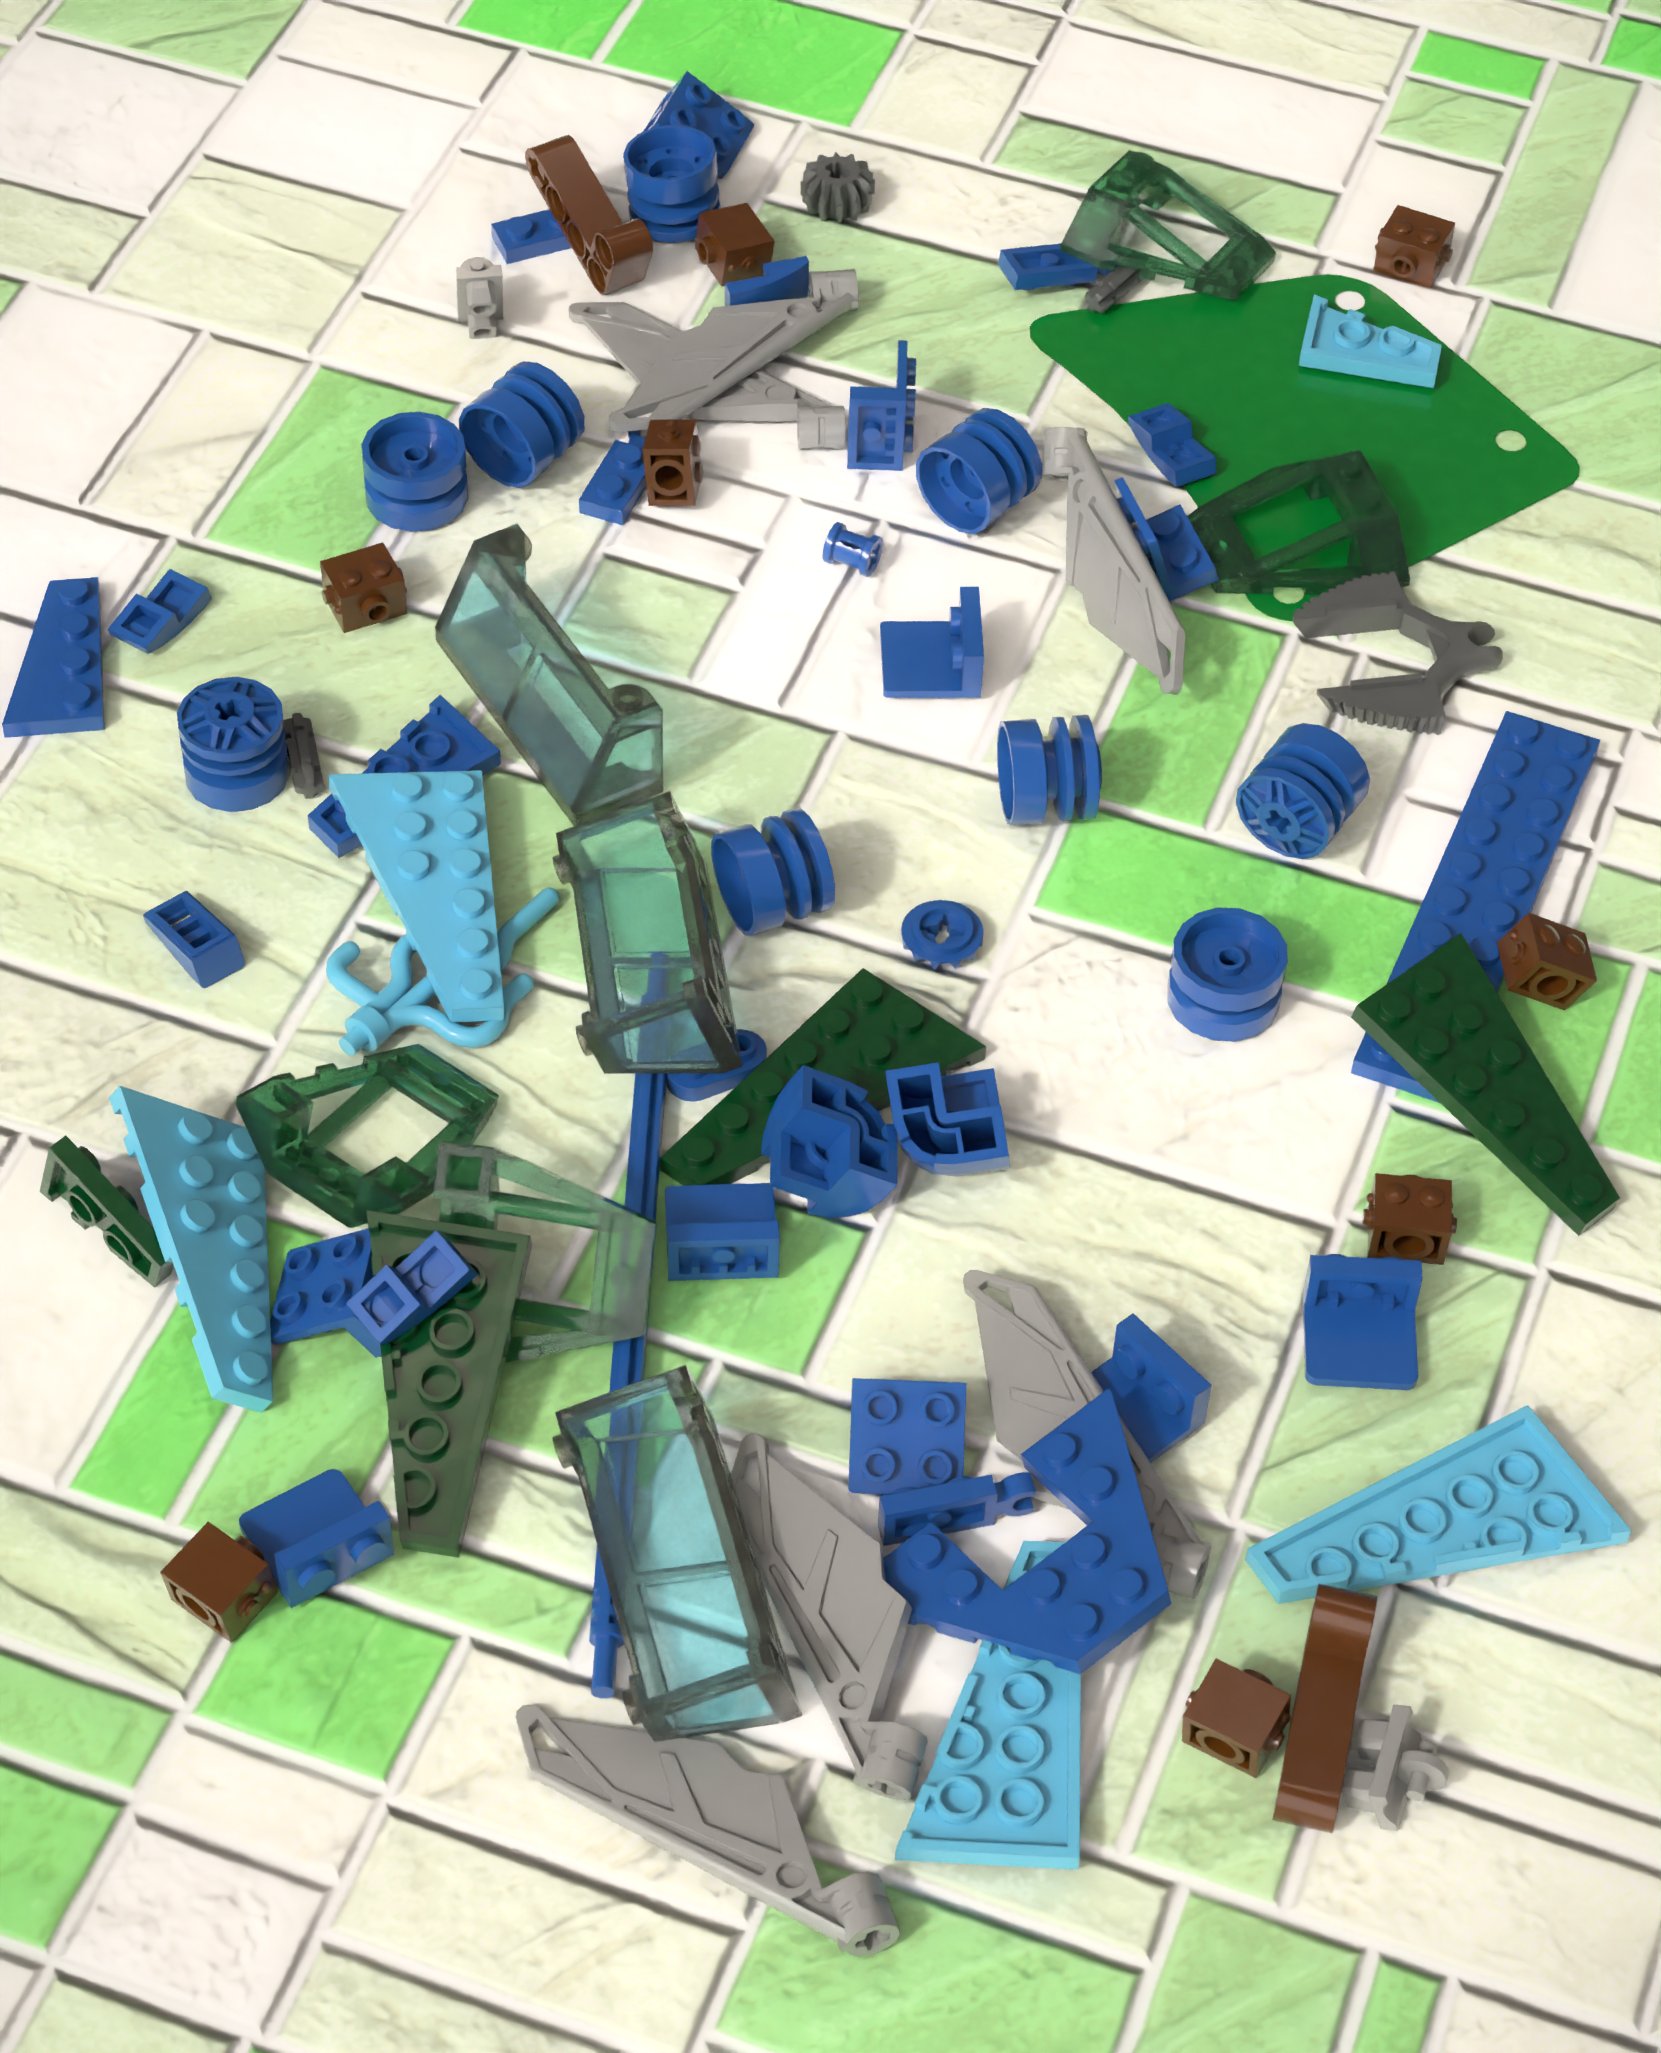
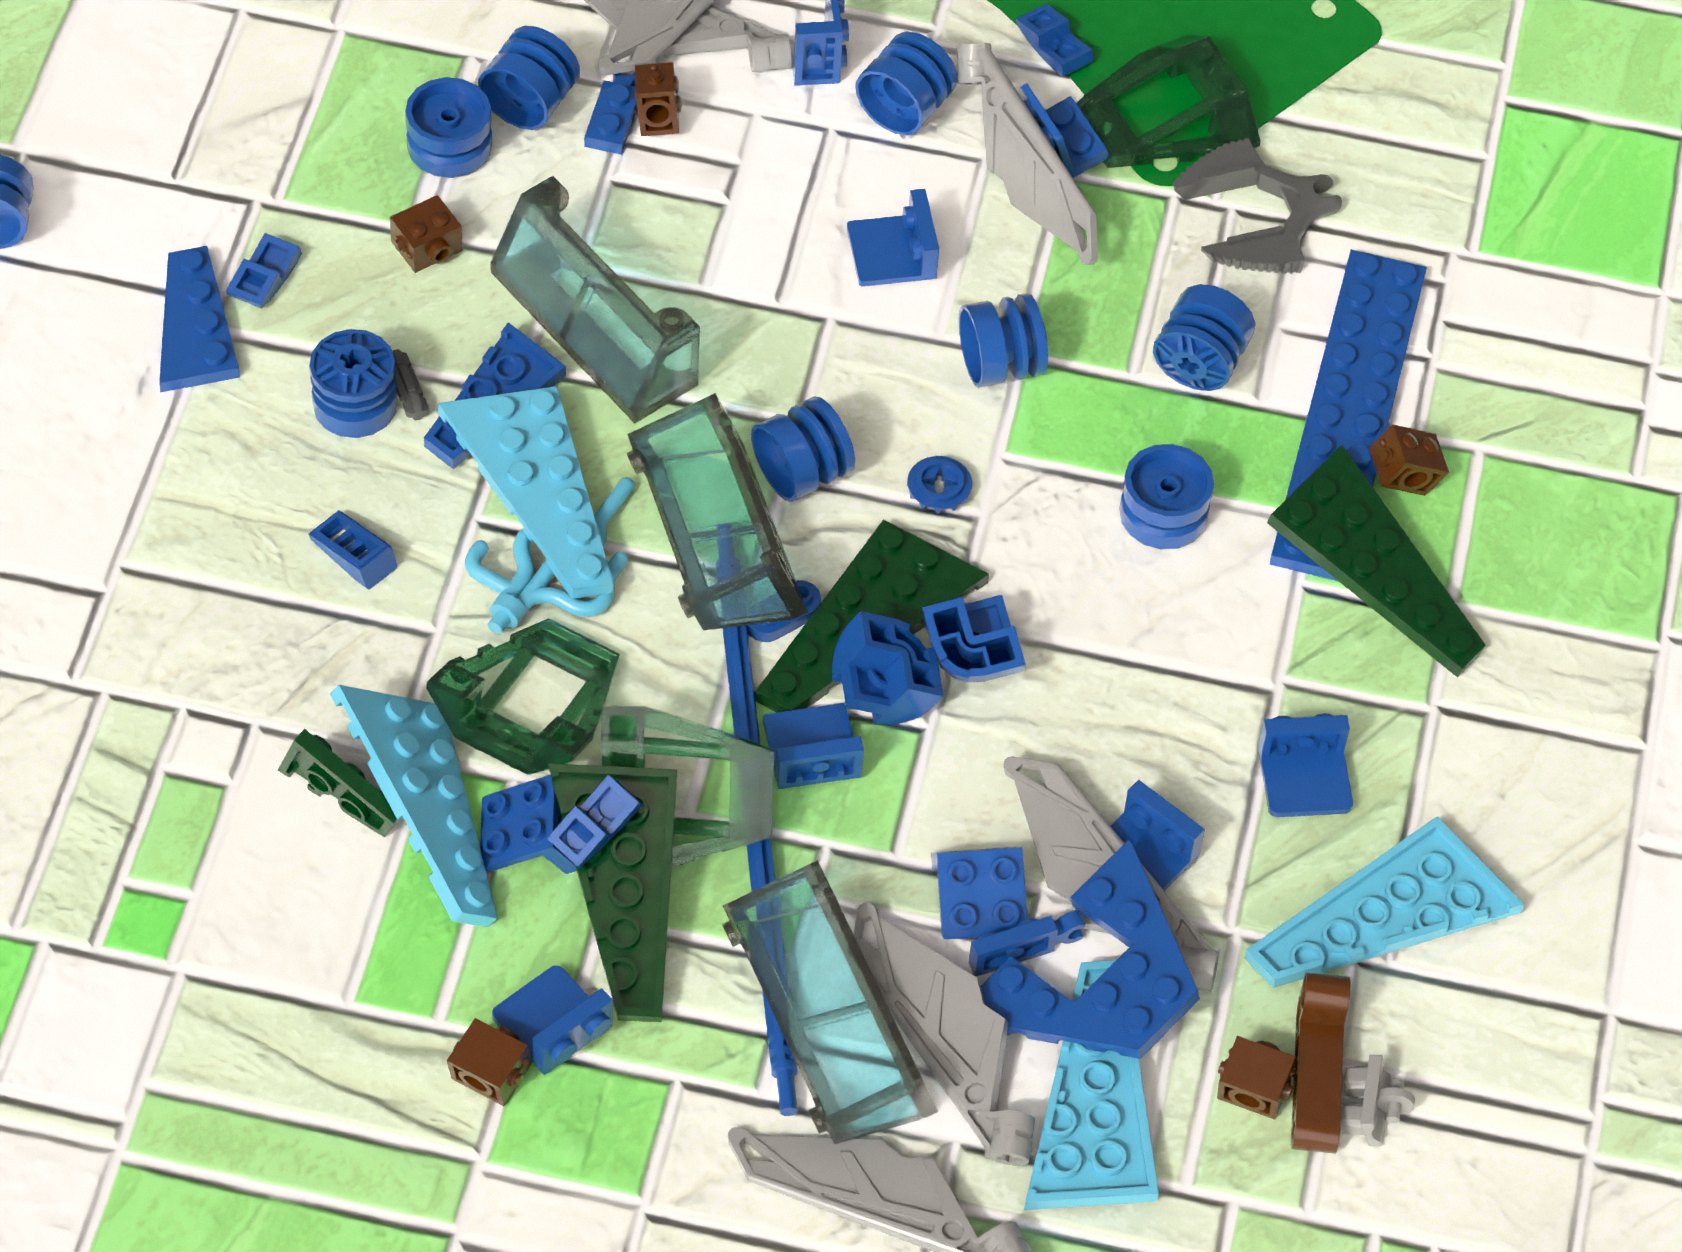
camera: 10 degrees left, 5 degrees up
(852, 549) = (801, 163): bush -> none
(1409, 1218) = (1330, 679): reddish brown head -> none

